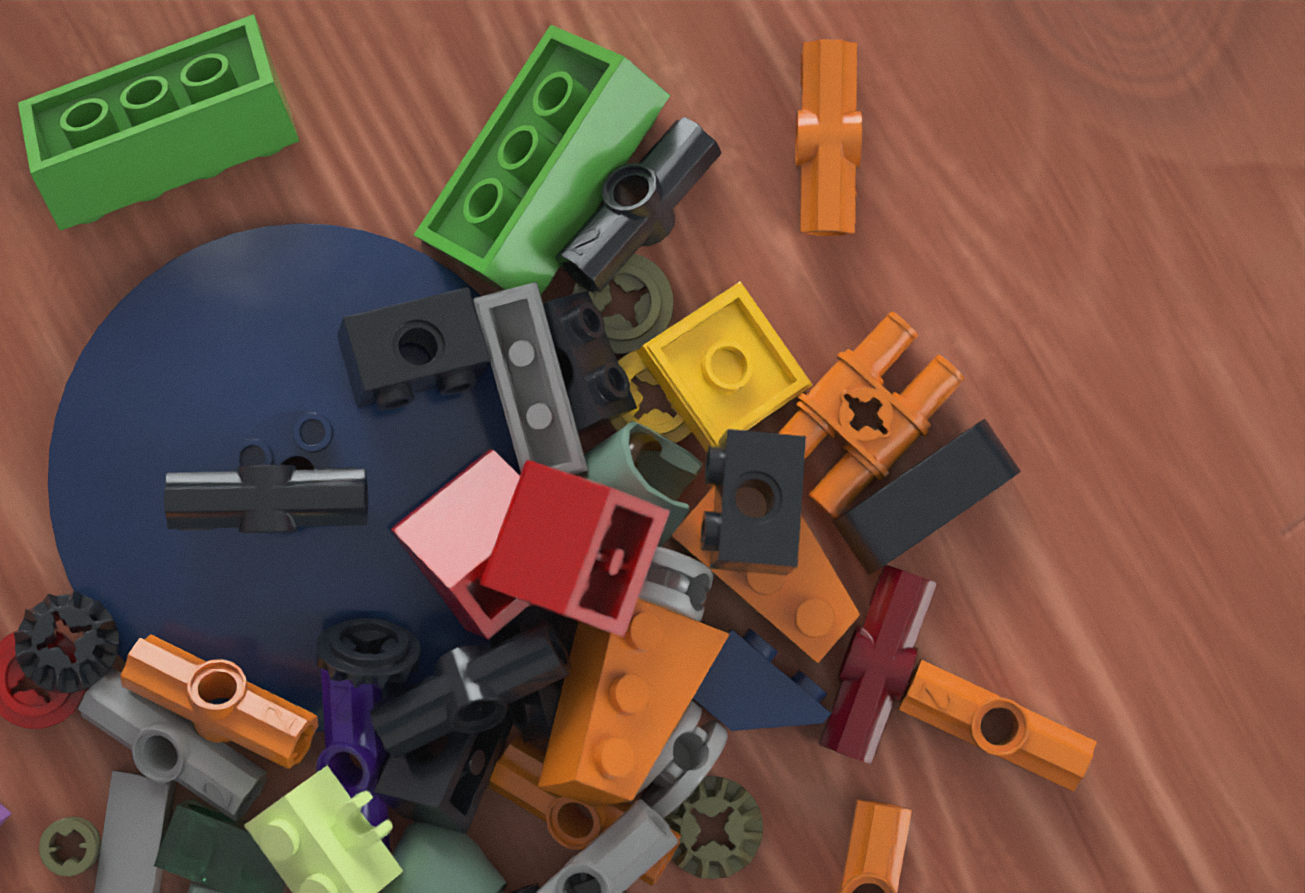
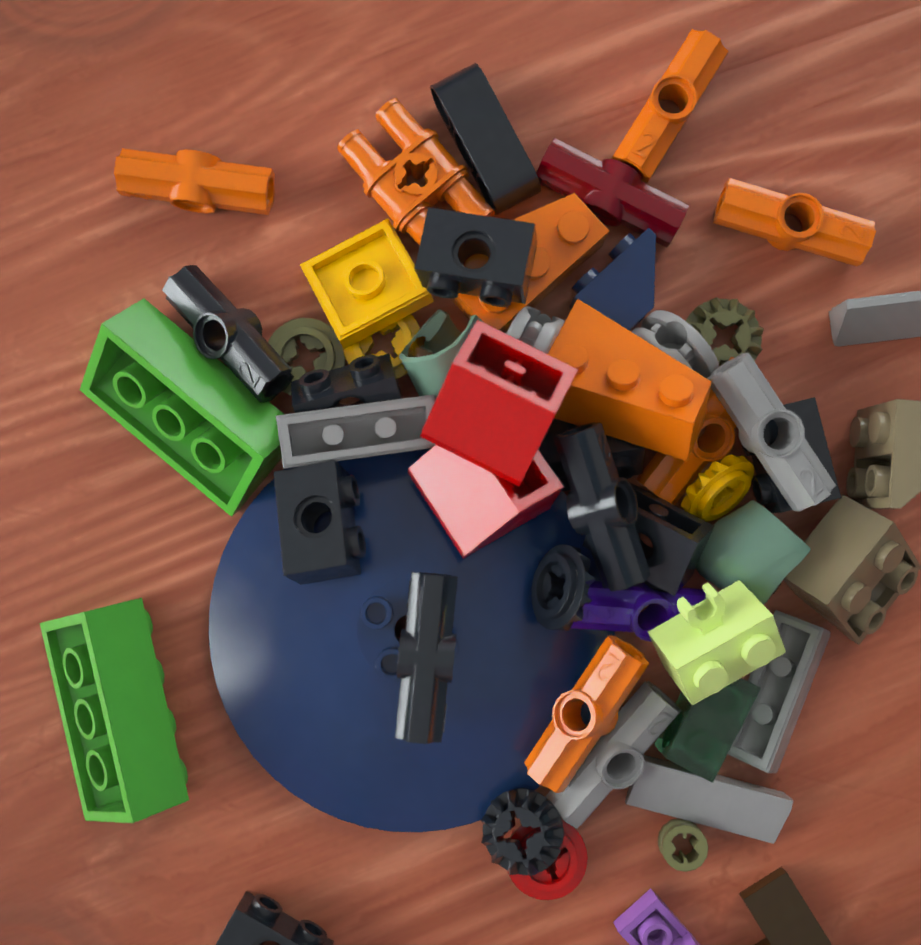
camera: 80 degrees left, 0 degrees up
(515, 838) = (719, 488): none -> yellow gear

